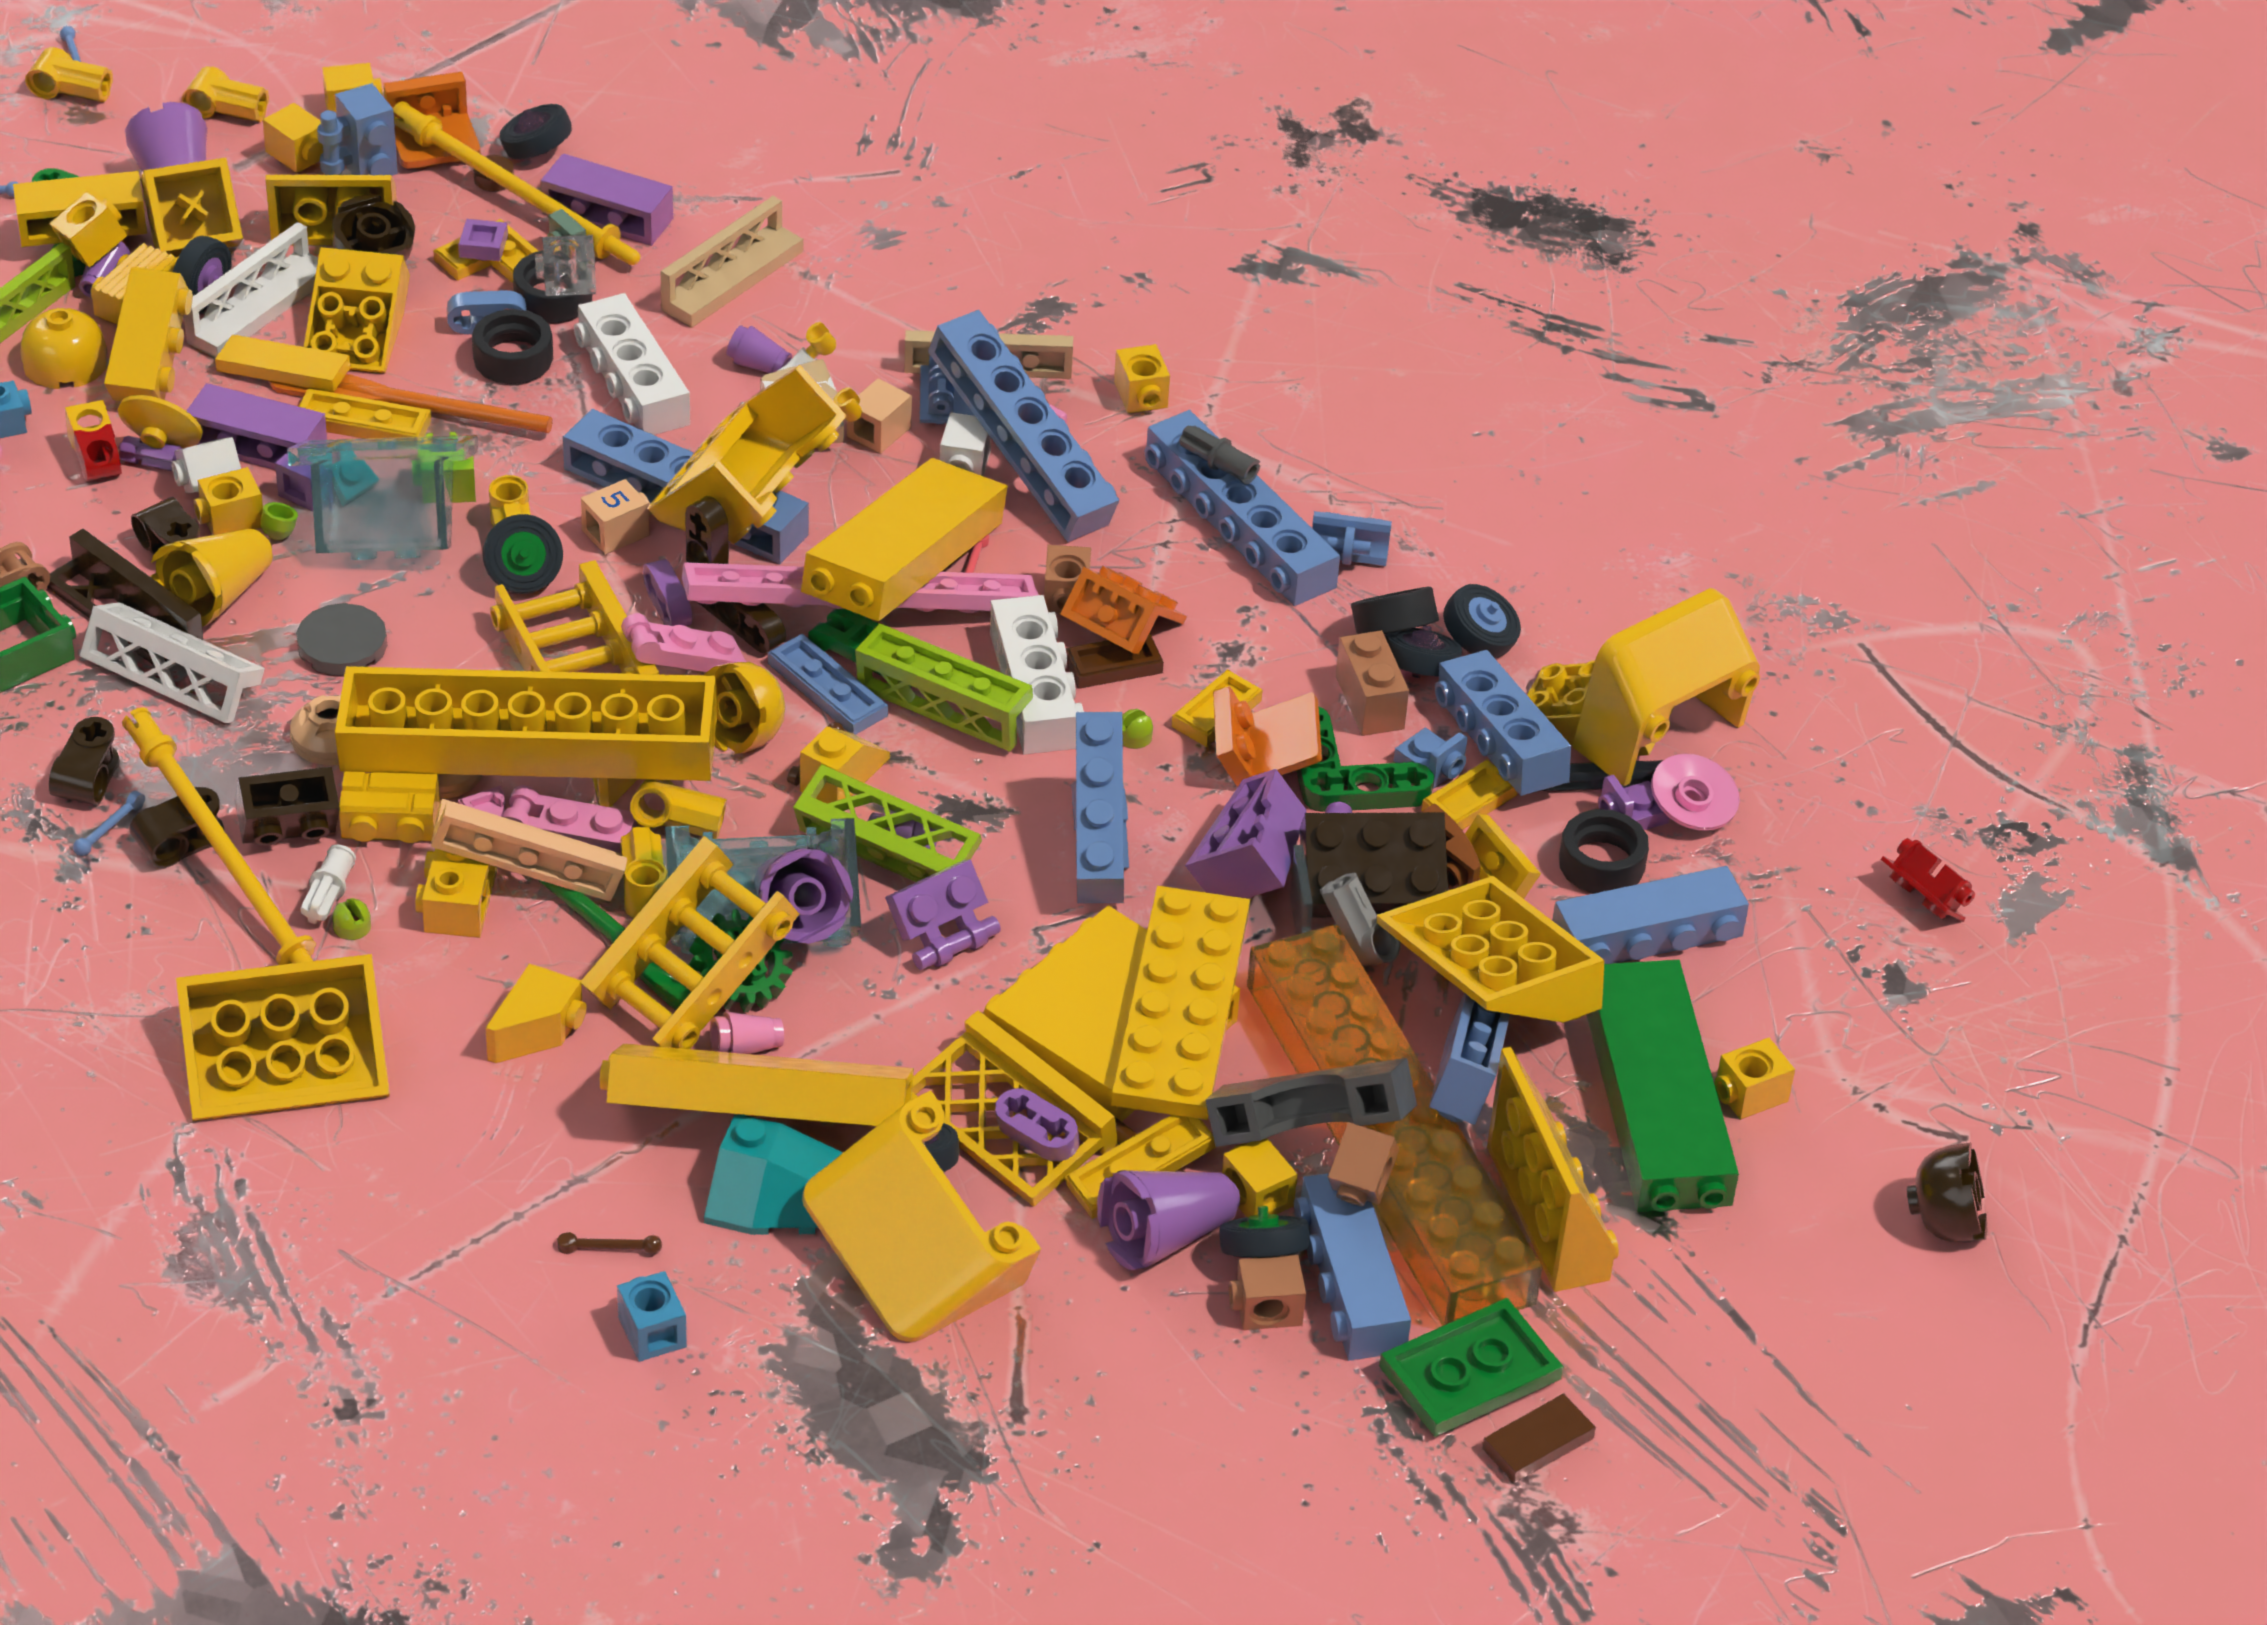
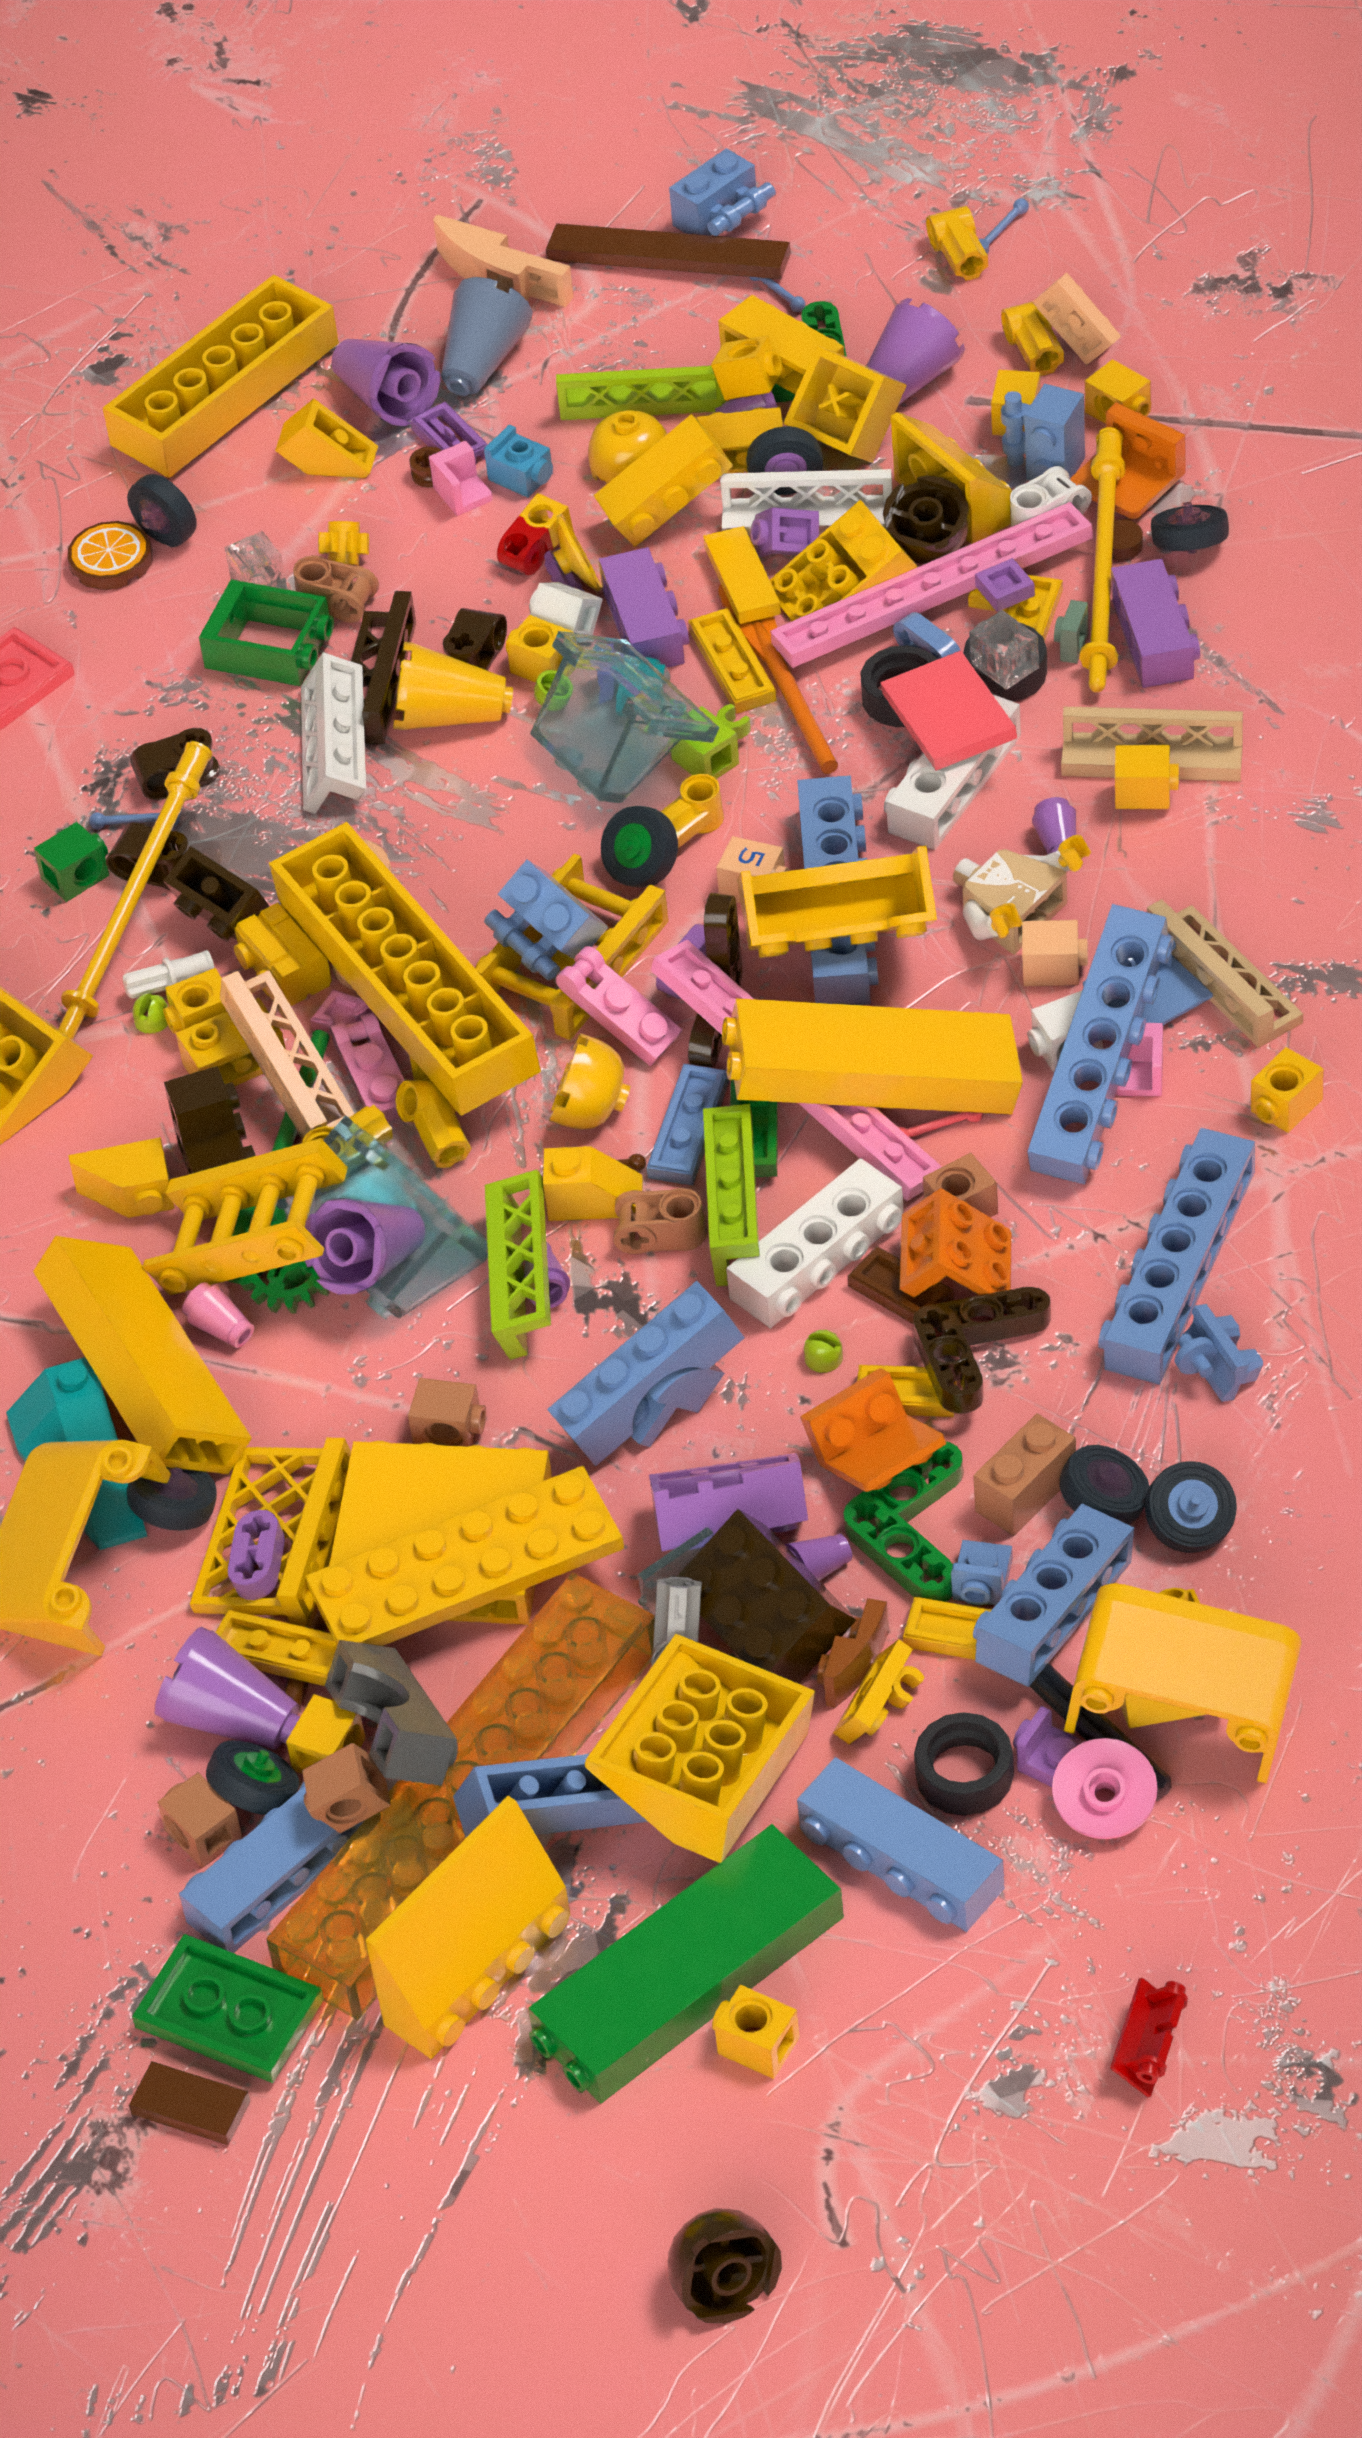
camera: 65 degrees right, 5 degrees up
(124, 878) = (72, 861): none -> green brick
(257, 58) = (1076, 318): none -> light nougat bracket
(272, 315) = (784, 531): none -> medium lavender bracket
(341, 638) = (457, 811): dark grey tile -> none
(392, 880) = (193, 1000): none -> yellow brick
(416, 183) = (1046, 494): none -> white piece
(428, 278) = (928, 585): none -> bright pink plate
(549, 934) = (205, 1120): none -> dark brown brick
(566, 617) = (552, 911): none -> medium blue brick
(593, 324) = (948, 710): none -> coral tile
(763, 280) = (1144, 776): none -> yellow brick
(919, 740) = (662, 1219): none -> nougat piece
(939, 899) = (457, 1339): medium lavender plate -> none
(994, 953) = (446, 1413): none -> nougat brick
(1195, 655) = (1027, 1313): none -> dark brown beam
(1220, 454) = (1198, 1194): dark grey axle -> none
(1395, 611) = (1124, 1435): black tyre -> none

